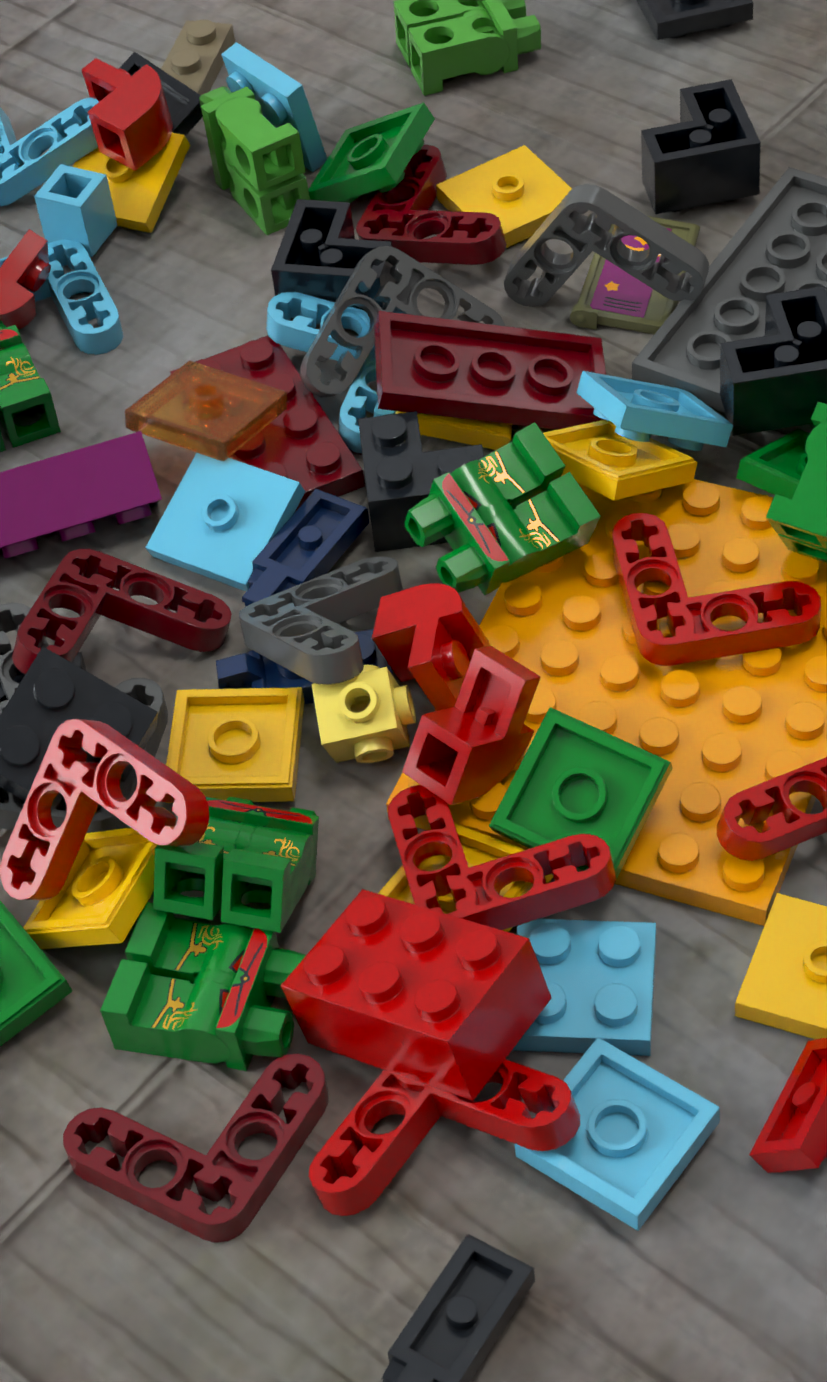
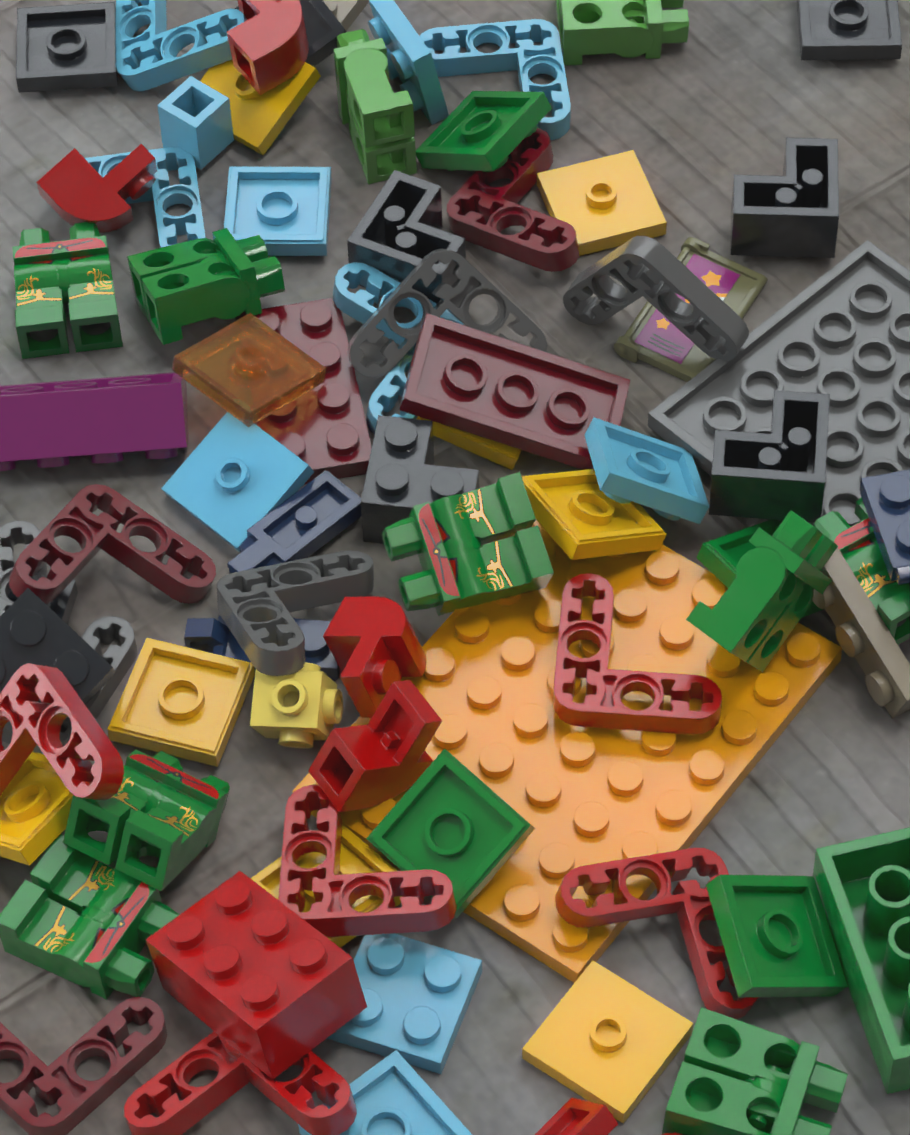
camera: 10 degrees right, 5 degrees up
(128, 344) = (203, 281): none -> green hips
(184, 273) = (282, 206): none -> medium azure plate
(378, 85) = (524, 58): none -> medium azure beam

